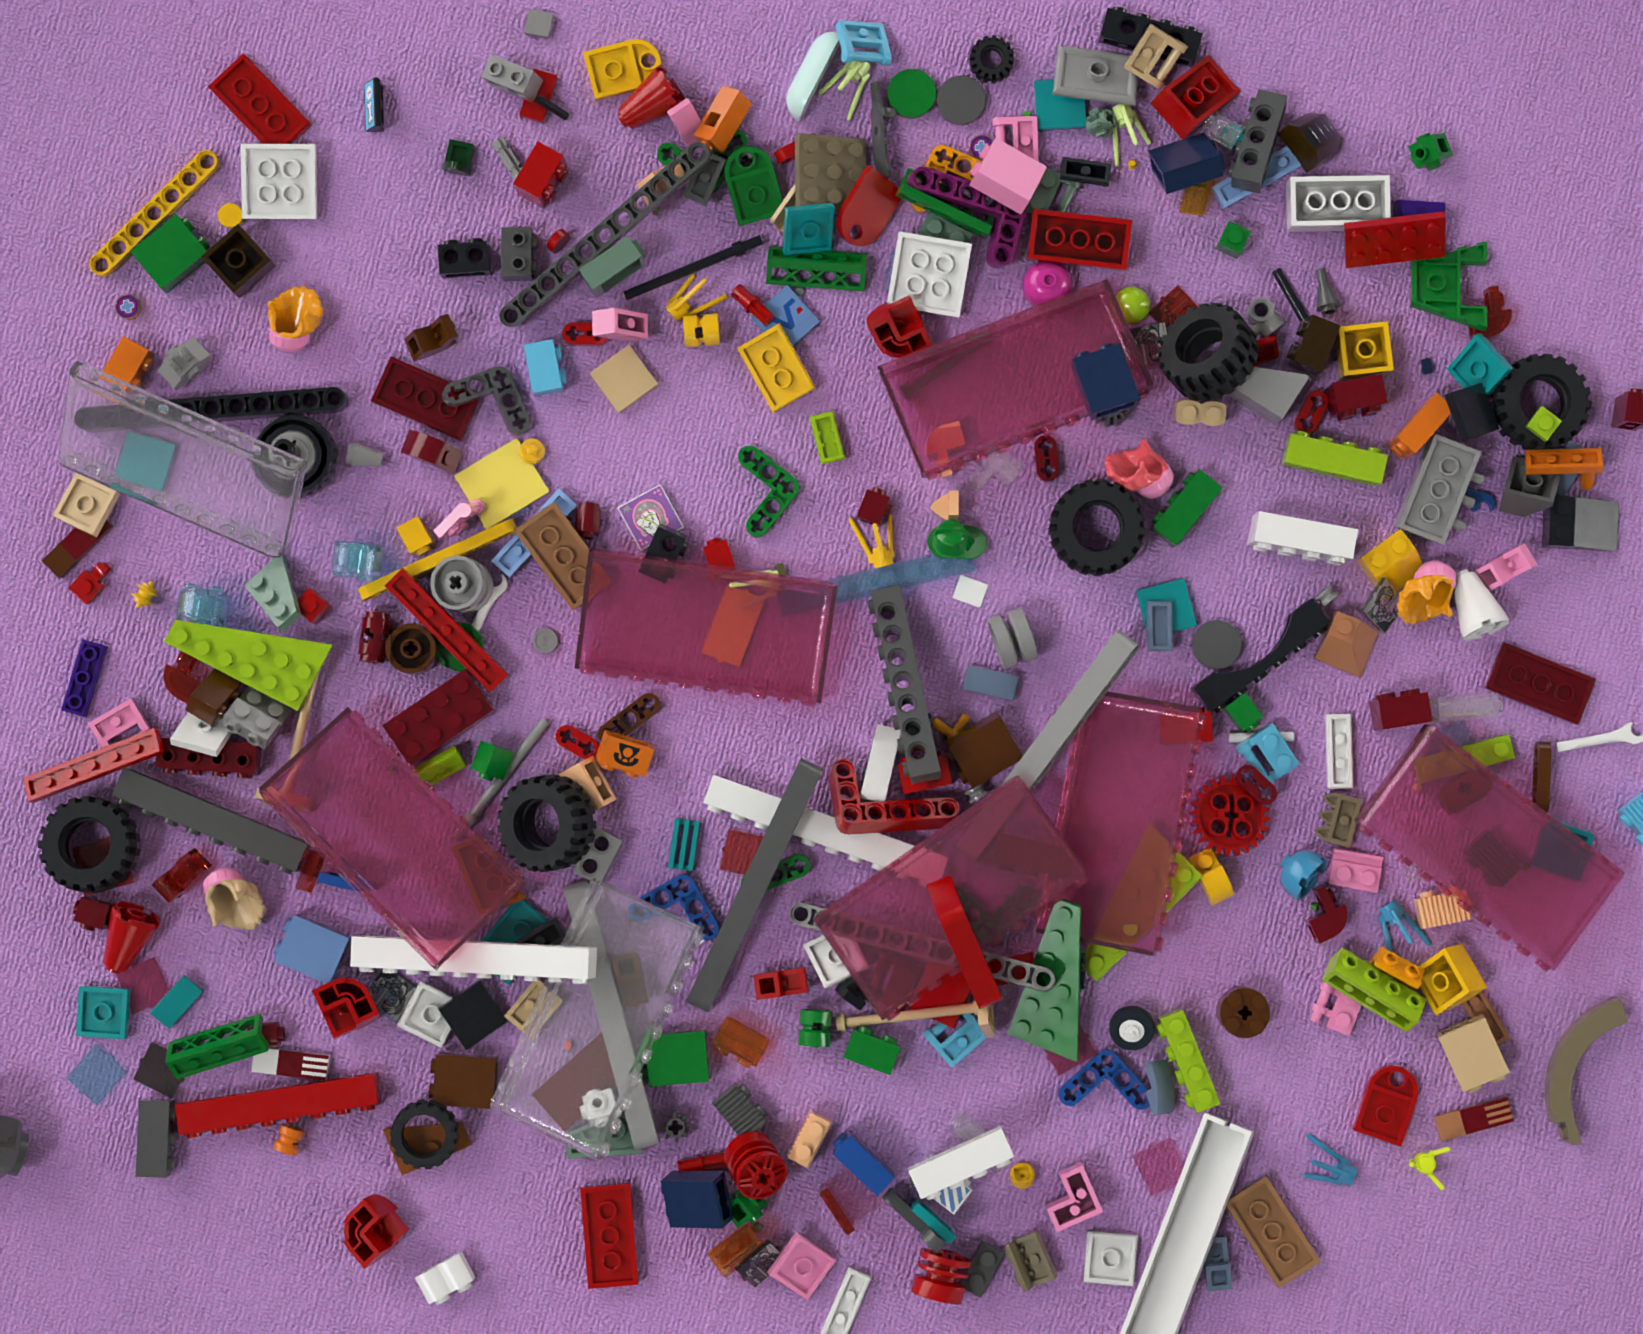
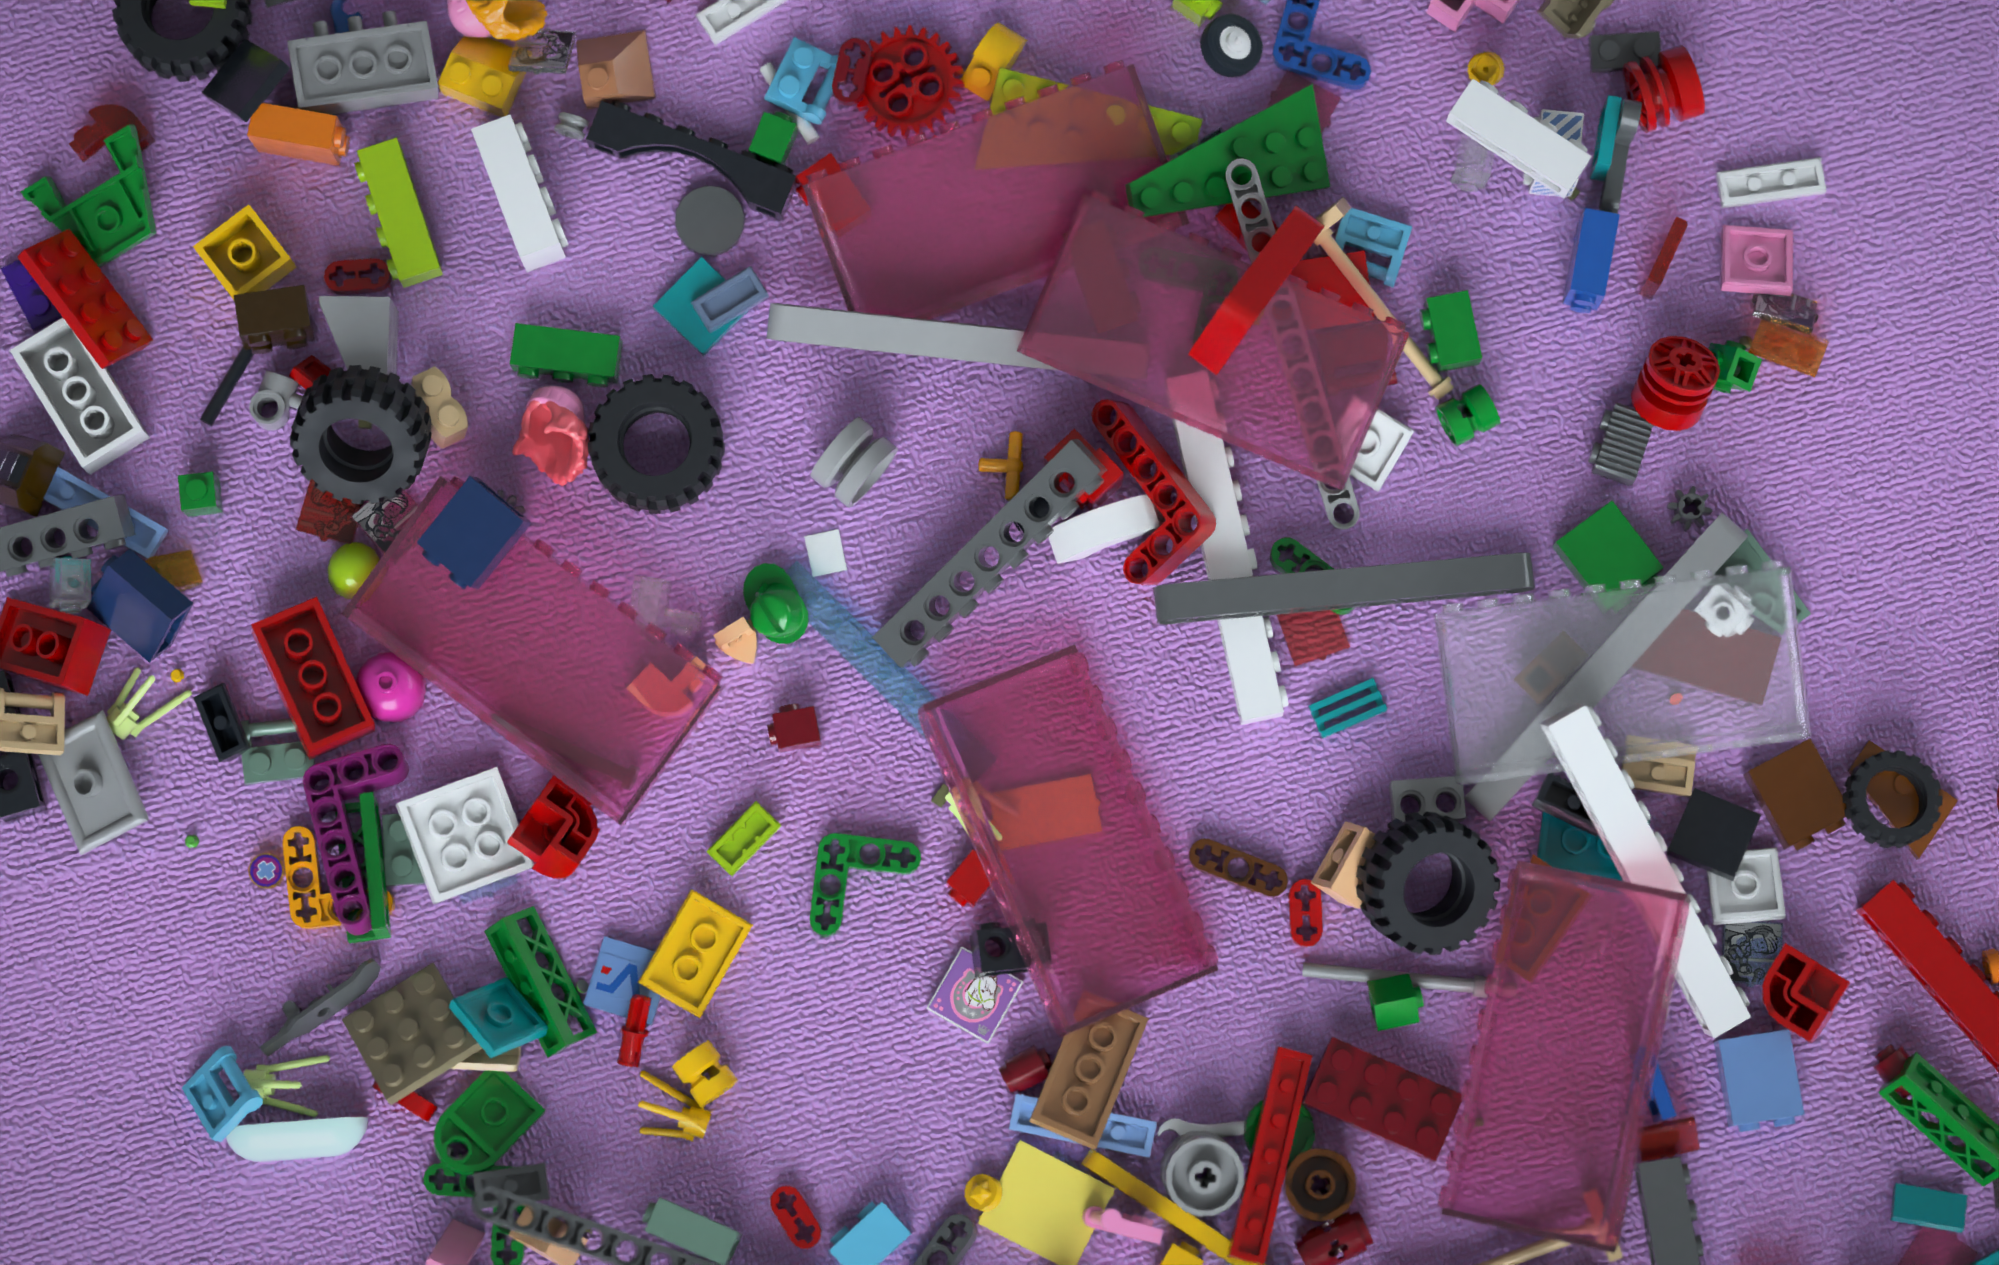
camera: 120 degrees left, 5 degrees down
(233, 900) = (1762, 1212): tan hair -> none
(292, 1064) = (1912, 1017): tile -> none
(441, 766) = (1439, 1061): lime plate -> none
(545, 640) = (1206, 1031): light grey piece -> none
(609, 1235) = (1868, 508): red plate -> none
(620, 324) = (760, 1176): bright pink brick -> none
(623, 379) = (823, 1135): tan tile -> none
(624, 754) = (1284, 844): orange brick -> none
(685, 899) = (1412, 665): blue beam -> none
(697, 1199) = (1759, 427): dark blue brick -> none
(702, 1163) = (1713, 451): red axle -> none
(722, 119) = (424, 1210): orange brick -> none
(737, 249) = (575, 1094): black bar -> none
(740, 1041) = (1540, 493): clear orange brick -> none
(781, 983) = (1440, 488): red brick -> none
(809, 1139) = (1602, 341): light nougat brick -> none
(850, 994) = (1400, 396): black tile -> none
(867, 207) = (428, 962): red tile -> none
(881, 555) = (847, 684): yellow plant -> none
(911, 93) = (249, 998): green tile -> none
(961, 100) = (221, 932): dark grey tile -> none
(976, 793) = (1065, 395): light grey bush -> none
(982, 750) = (1010, 417): reddish brown brick -> none
(990, 683) = (922, 459): sand blue slope -> none
(998, 46) = (132, 909): black tyre -> none
(1007, 175) = (285, 810): bright pink brick -> none
(1023, 133) = (229, 821): bright pink plate -> none
(1040, 459) = (602, 551): dark red beam -> none
(1057, 111) = (167, 806): teal tile -> none
(1100, 122) = (148, 741): sand green gear -> none
(1326, 298) = (205, 340): dark grey cone -> none
(1356, 396) = (311, 235): dark red brick -> none
(1426, 366) = (217, 174): dark blue piece -> none
(1479, 364) = (179, 107): teal tile -> none

